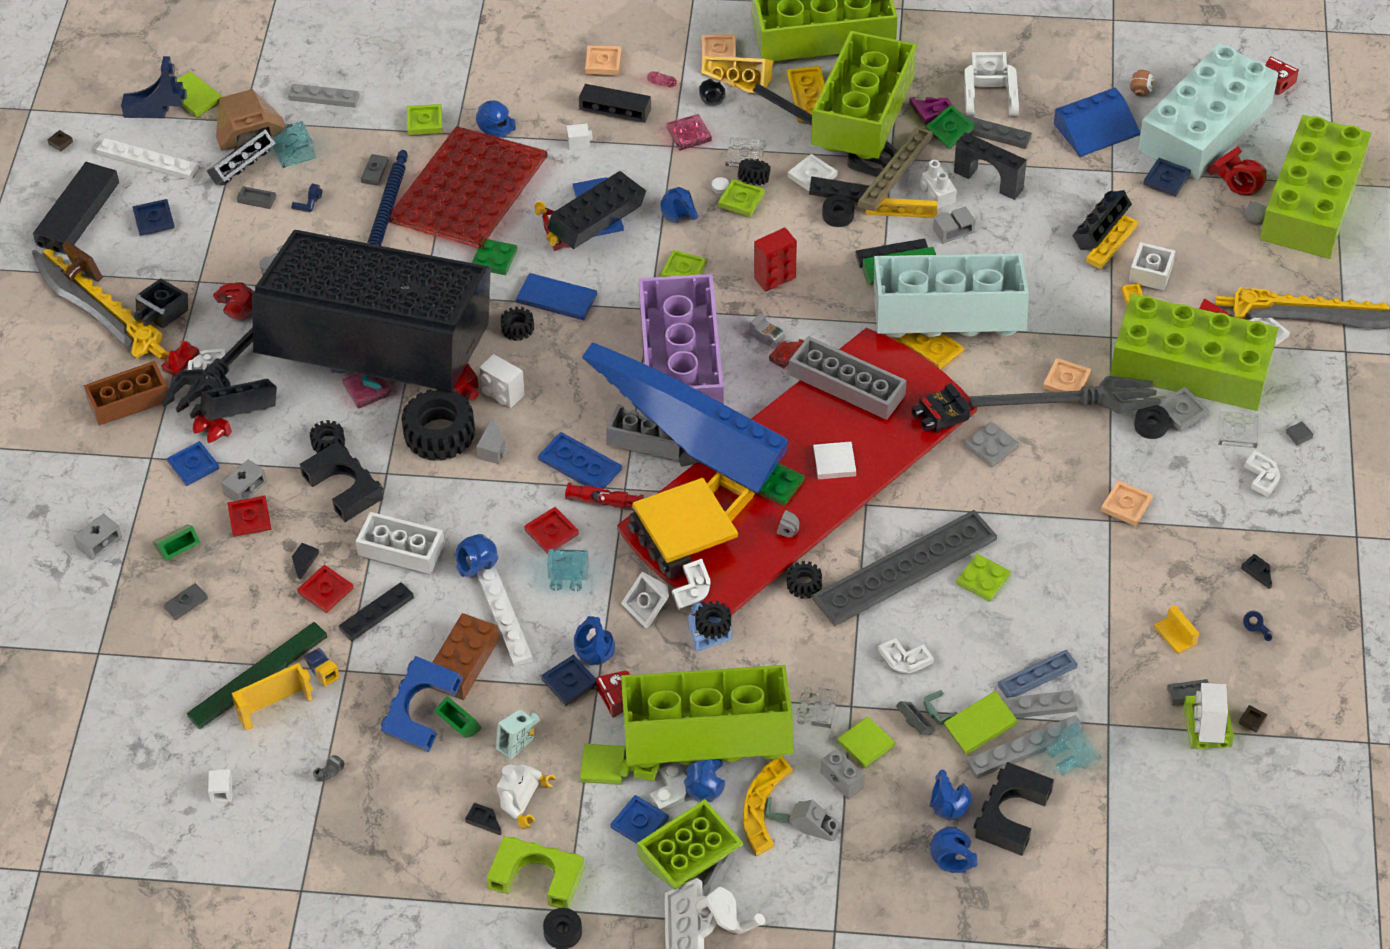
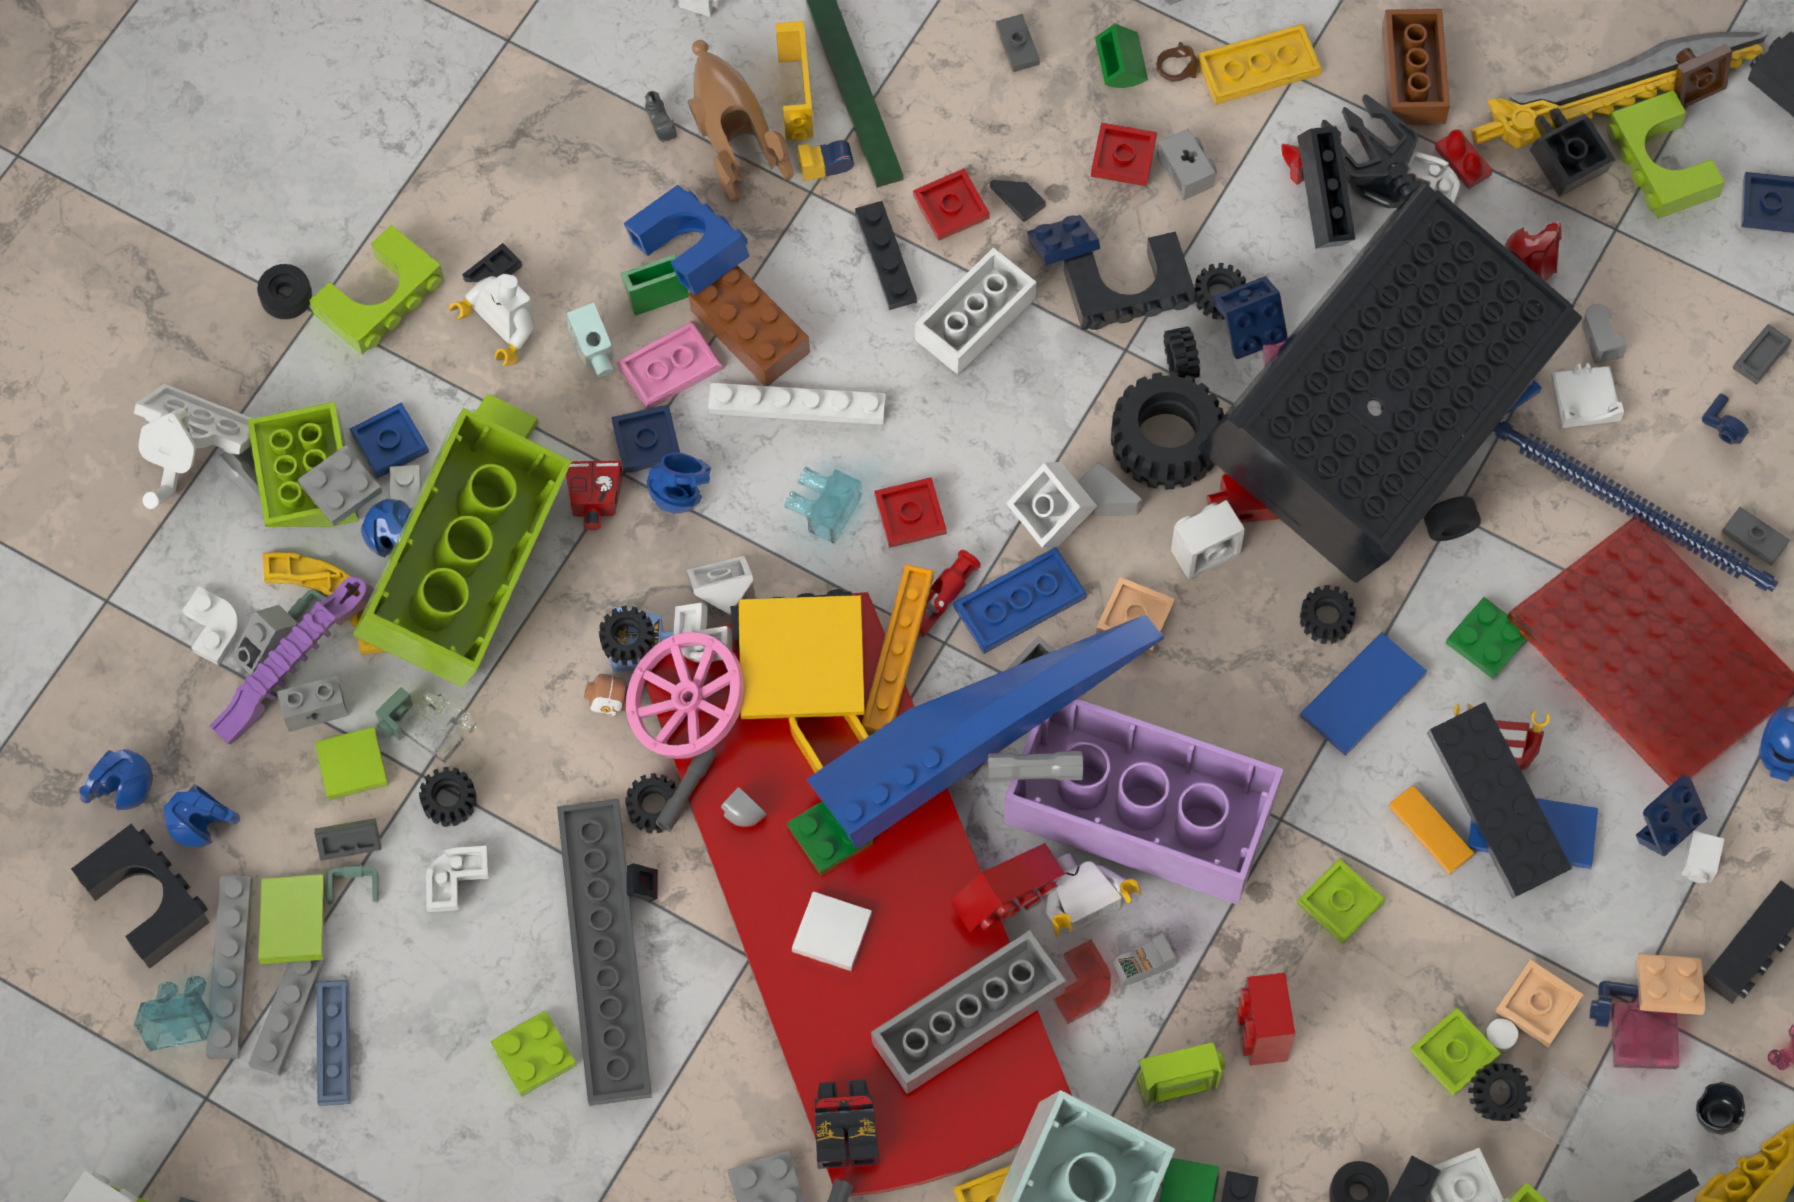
camera: 115 degrees right, 15 degrees up
(126, 285) = (1664, 189): none -> lime arch
(151, 476) = (1259, 64): none -> yellow tile
(169, 508) = (1178, 52): none -> reddish brown piece
(193, 463) = (1257, 119): blue tile -> none
(315, 726) = (727, 108): none -> medium nougat piece
(328, 519) = (1063, 239): none -> dark blue plate
(338, 409) = (1252, 316): none -> dark blue bracket
(383, 434) = (1182, 352): none -> black tyre
(481, 553) = (901, 394): blue helmet -> none
(509, 691) = (669, 365): none -> bright pink tile
(517, 456) = (1051, 504): none -> white brick
(563, 405) = (1132, 601): none -> light nougat plate
(567, 148) = (1672, 817): none -> dark blue bracket
(621, 245) = (1431, 829): none -> light orange tile
(626, 496) = (898, 647): none -> light orange tile
(656, 128) = (1670, 984): none -> light nougat plate
(677, 204) = (1476, 936): blue helmet -> none
(684, 150) = (1601, 1008): none -> dark blue plate
(694, 364) = (1011, 767): none -> light grey axle
(695, 174) = (1539, 1003): none -> light nougat plate
(696, 809) = (340, 485): none -> light grey plate
(739, 569) = (682, 694): none -> bright pink wheel
(745, 367) = (1086, 894): none -> torso
(750, 626) = (606, 694): none -> nougat head
(767, 385) = (1008, 888): none -> red brick
(803, 558) = (676, 804): none -> dark grey piece
(817, 854) = (220, 624): none -> white plate
(821, 731) = (394, 710): none -> sand green bracket
(824, 290) = (1180, 1073): none -> lime window
(855, 564) = (642, 882): none -> black tile
(859, 690) = (452, 813): none -> black tyre
(864, 811) = (246, 703): none -> medium lavender piece

